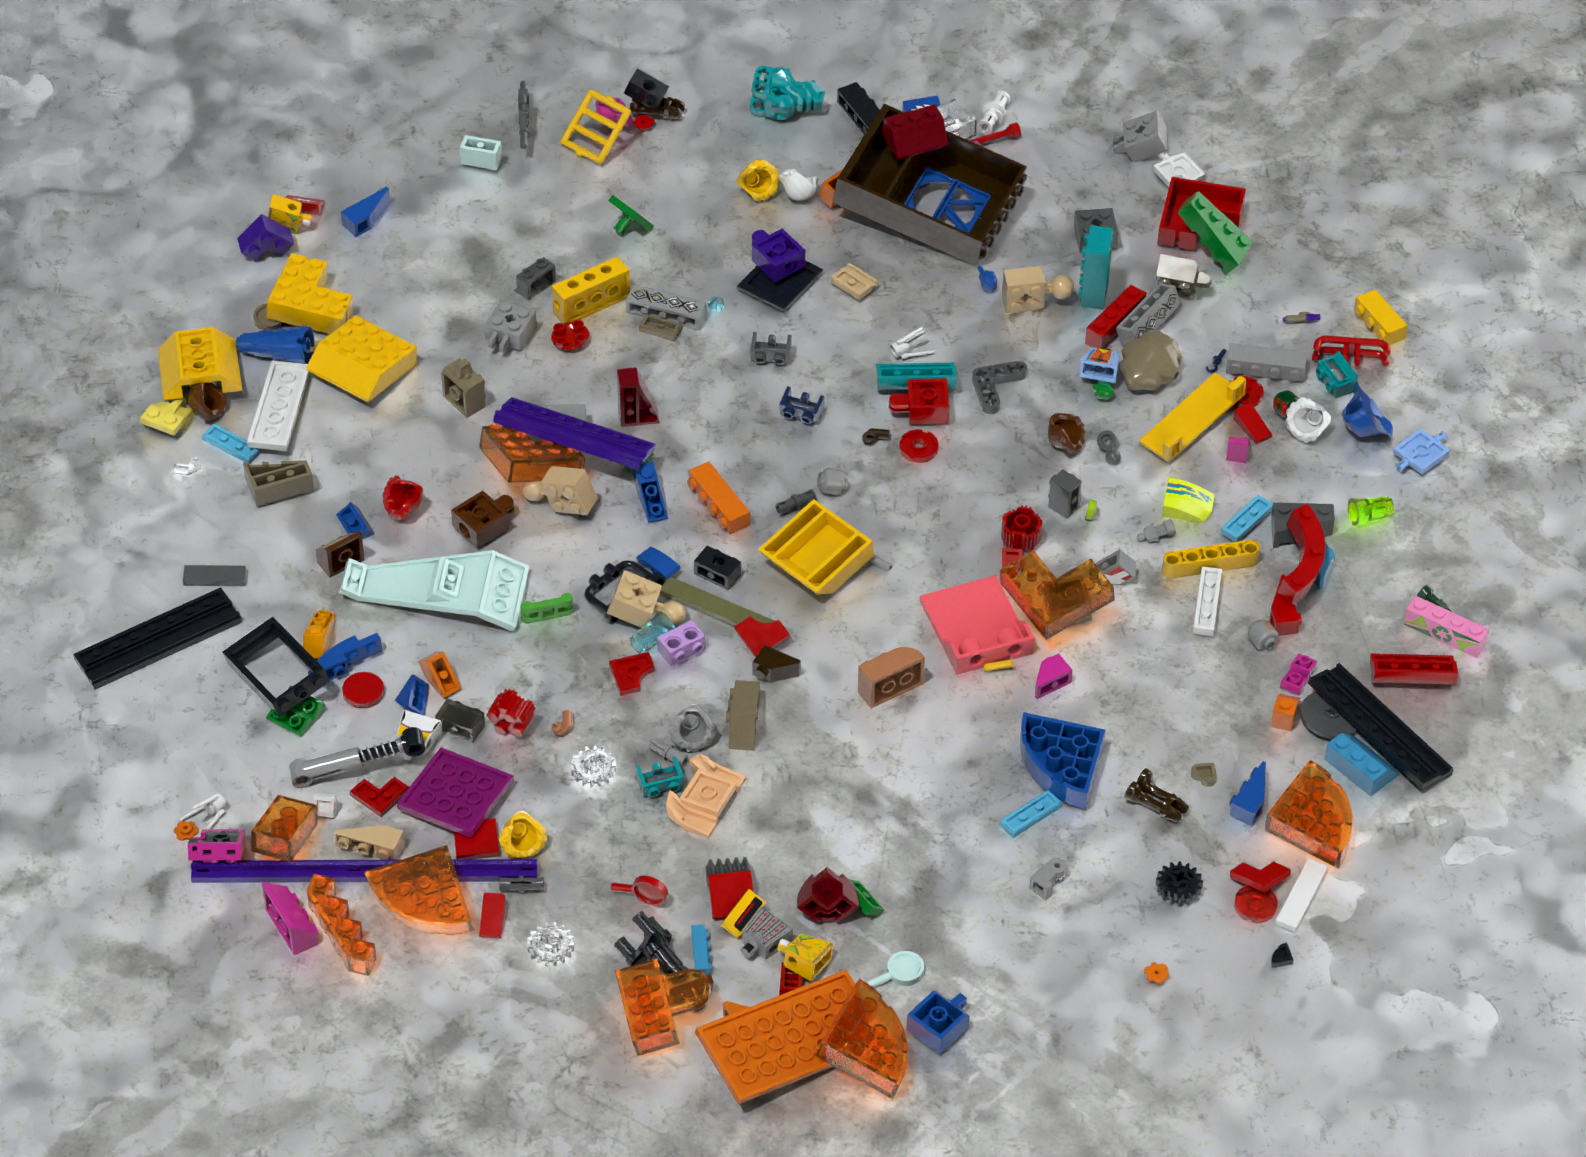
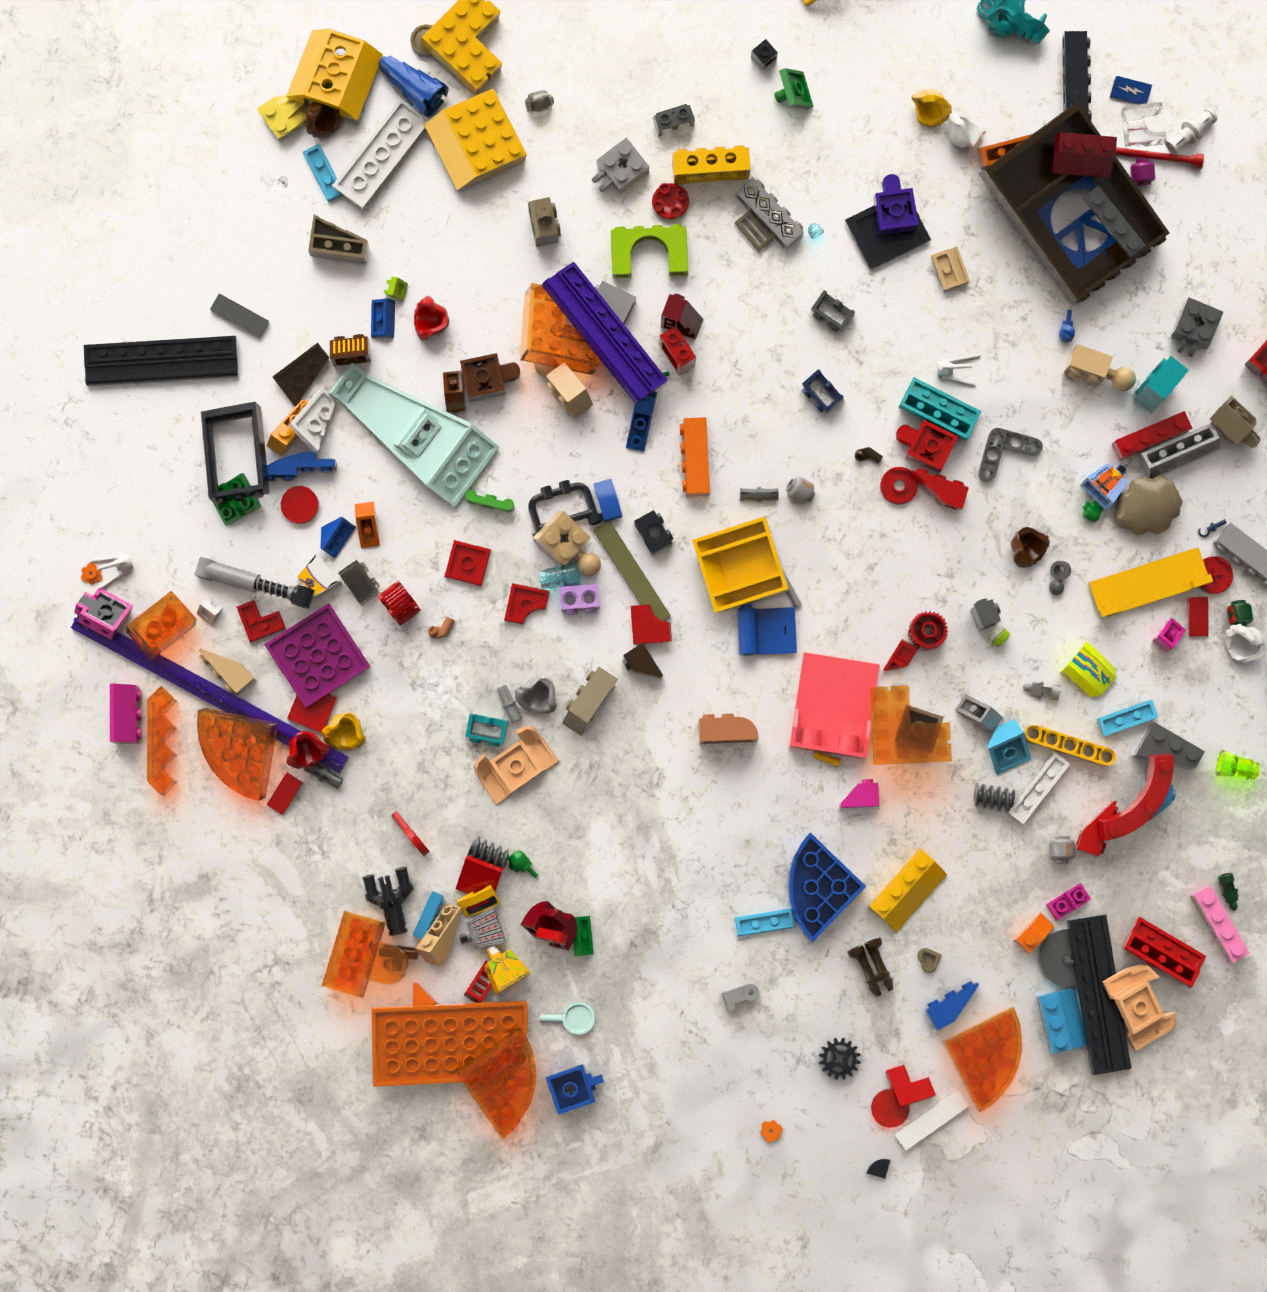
camera: 25 degrees right, 35 degrees up
(302, 591) = (301, 373): none -> dark brown wing
(337, 613) = (313, 418): none -> white wing
(354, 493) = (397, 288): none -> lime tile
(403, 314) = (539, 102): none -> clear smoke head
(459, 542) = (454, 391): none -> reddish brown slope
(494, 856) = (306, 750): none -> red hair
(556, 666) = (467, 563): none -> red tile
(586, 205) = (764, 54): none -> black brick
(588, 358) = (672, 238): none -> lime arch
(658, 413) = (680, 356): none -> red window
(724, 958) = (440, 936): none -> tan slope
(763, 868) = (520, 862): none -> green piece
(835, 890) = (551, 936): none -> red beam
(872, 596) = (764, 632): none -> blue door
(962, 428) = (943, 491): none -> red slope
(973, 174) = (1114, 221): none -> dark grey plate
(1145, 727) = (907, 890): none -> yellow slope
(1159, 581) = (1008, 747): none -> medium azure slope
(1172, 622) = (993, 797): none -> dark grey piece
(1424, 715) = (1139, 1005): none -> light nougat piece

